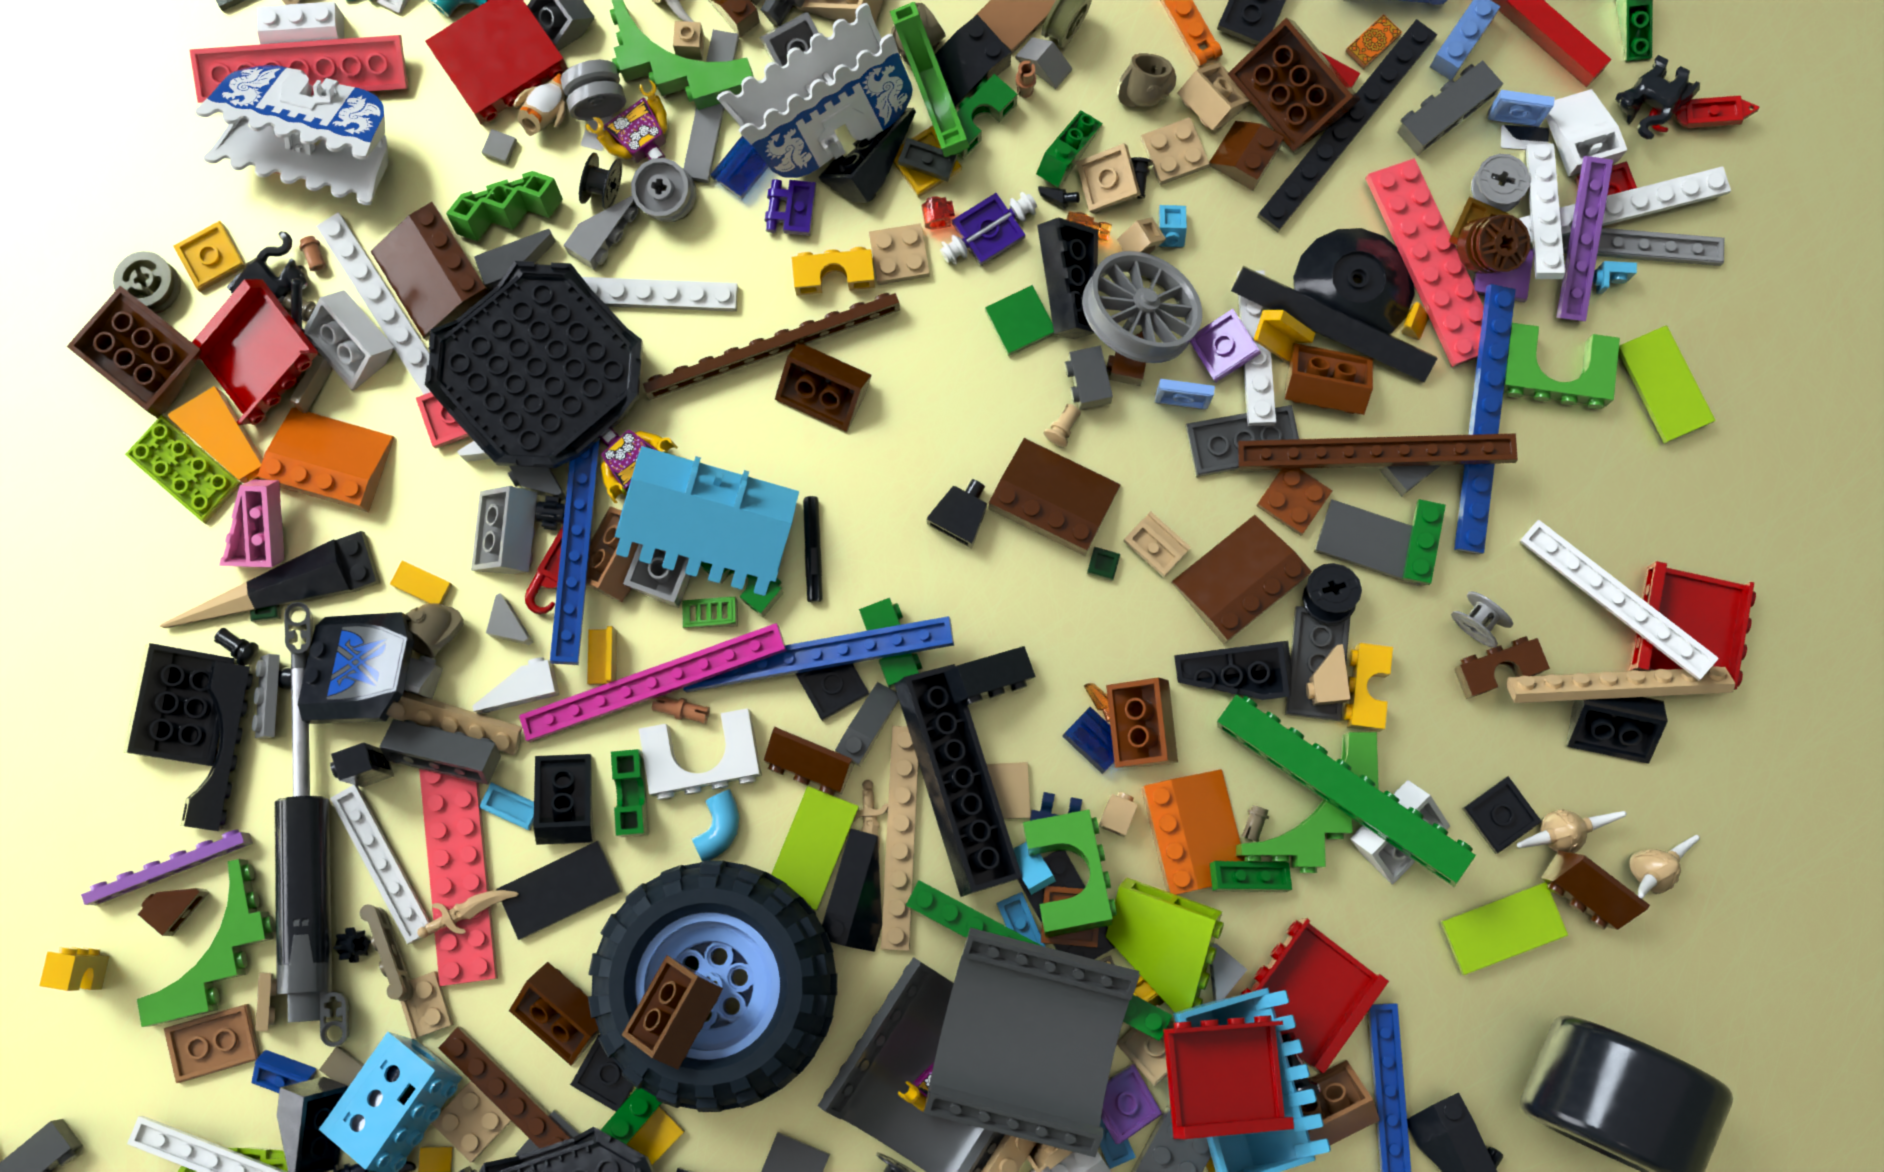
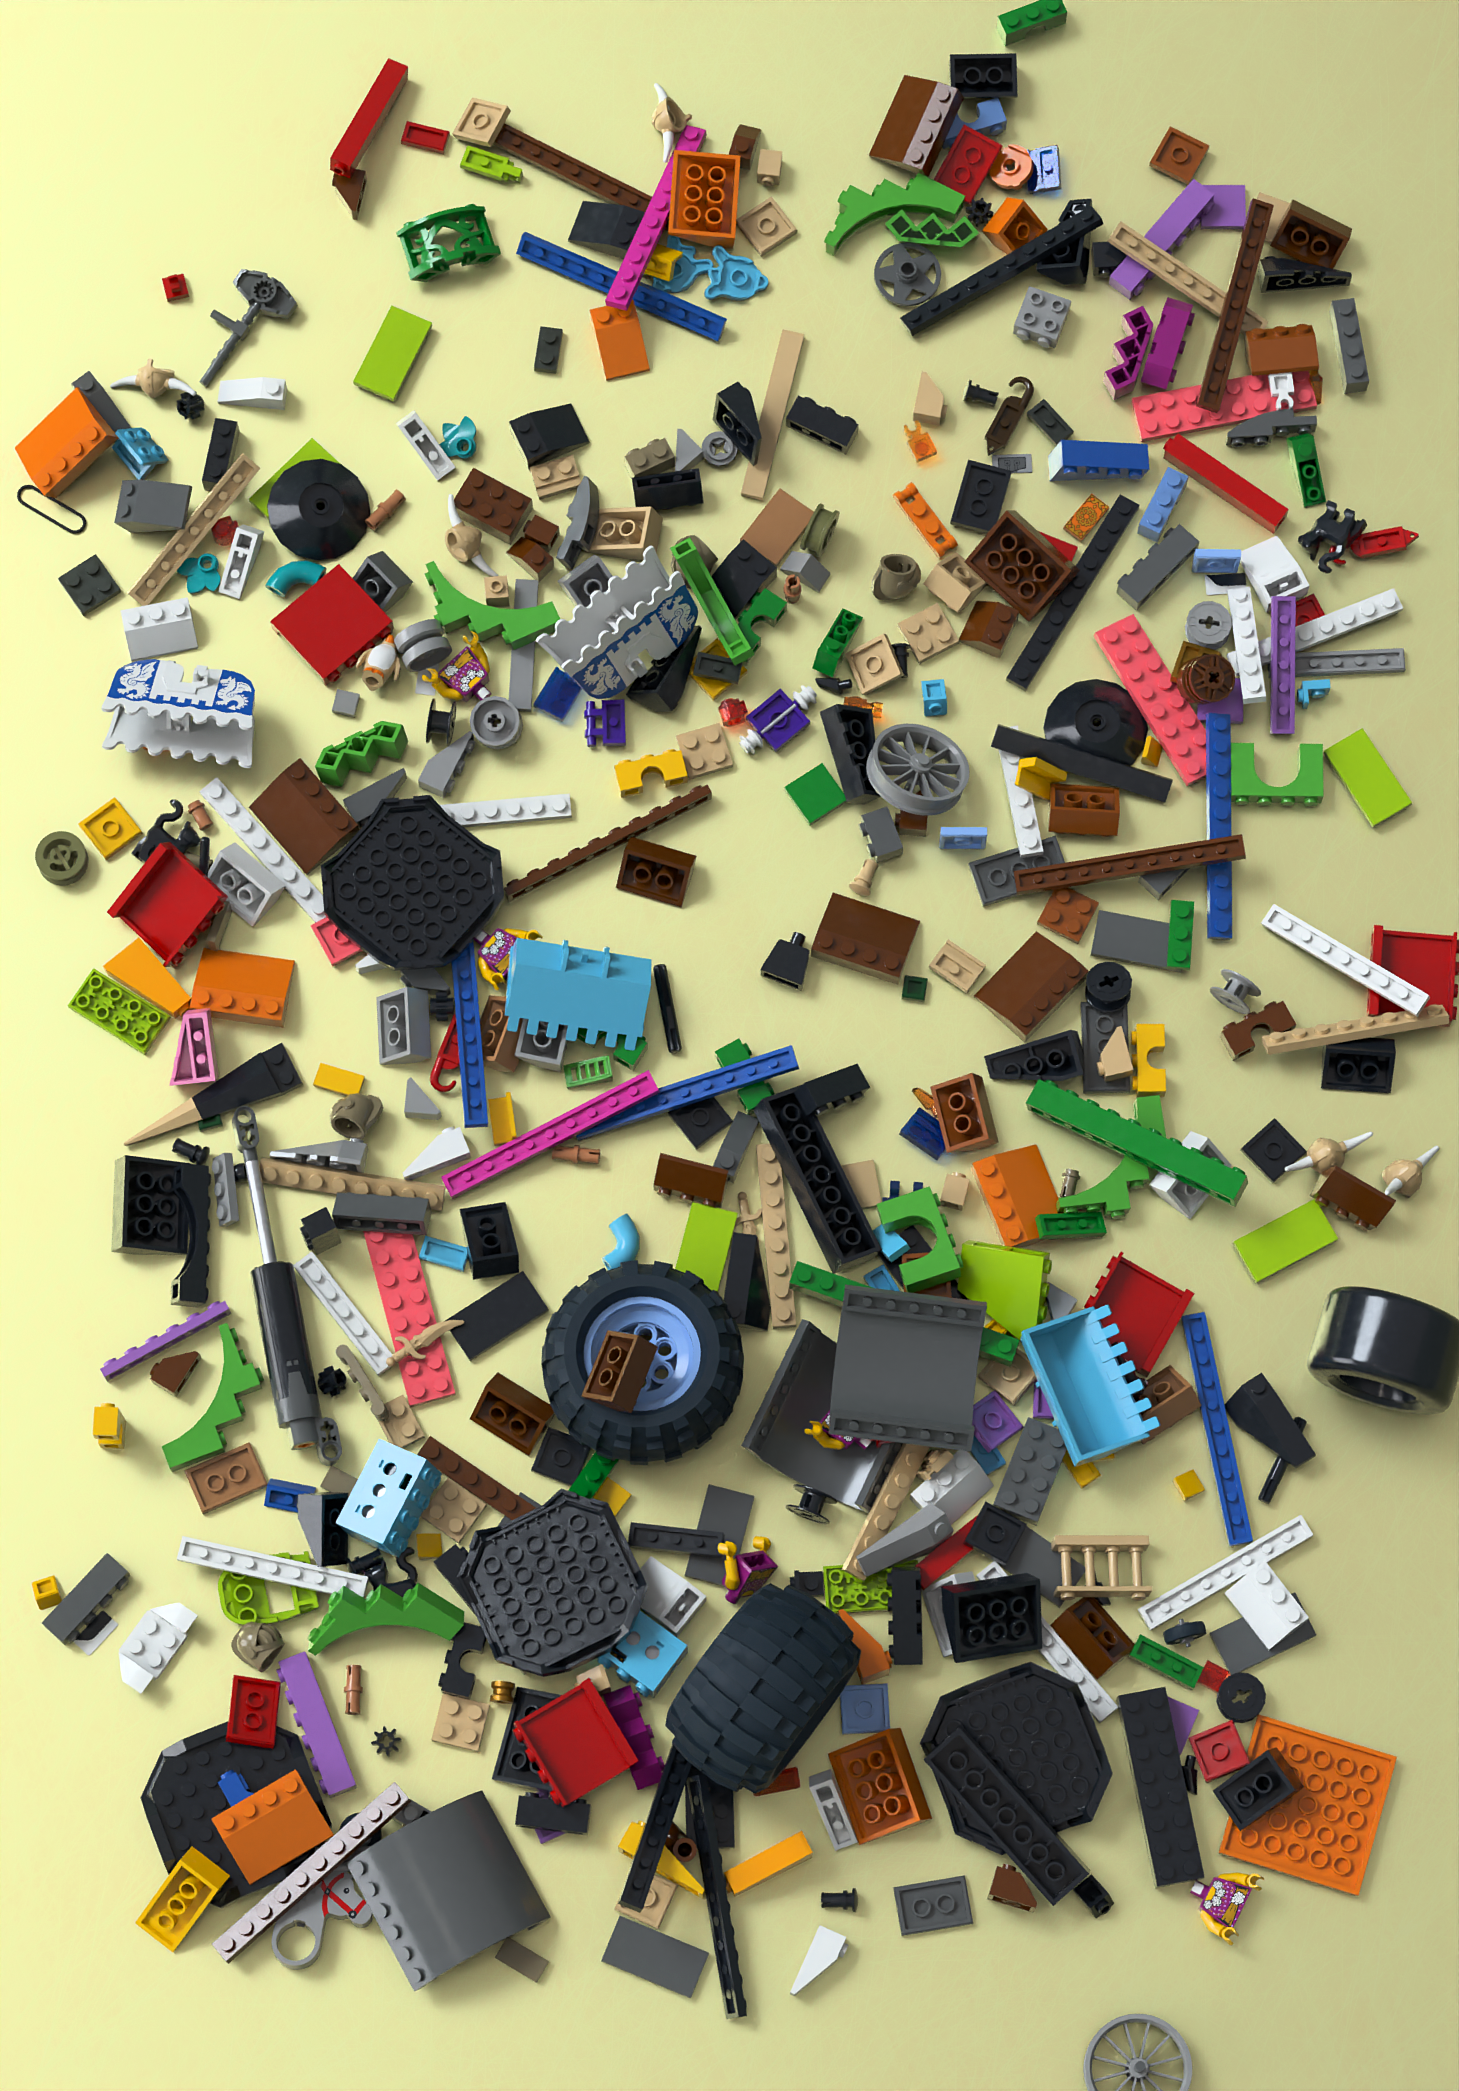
camera: 10 degrees left, 5 degrees down
(136, 351) = (67, 917): reddish brown slope -> none
(265, 1014) = (267, 1442): tan plate -> none
(355, 62) = (215, 646): coral plate -> none
(355, 668) = (302, 1153): black wedge -> none
(631, 793) = (545, 1227): green arch -> none
(738, 763) = (576, 1211): white arch -> none
(1142, 236) = (909, 710): tan brick -> none
(1224, 345) = (991, 793): tile -> none
(1224, 1078) = (1066, 1374): red panel -> none

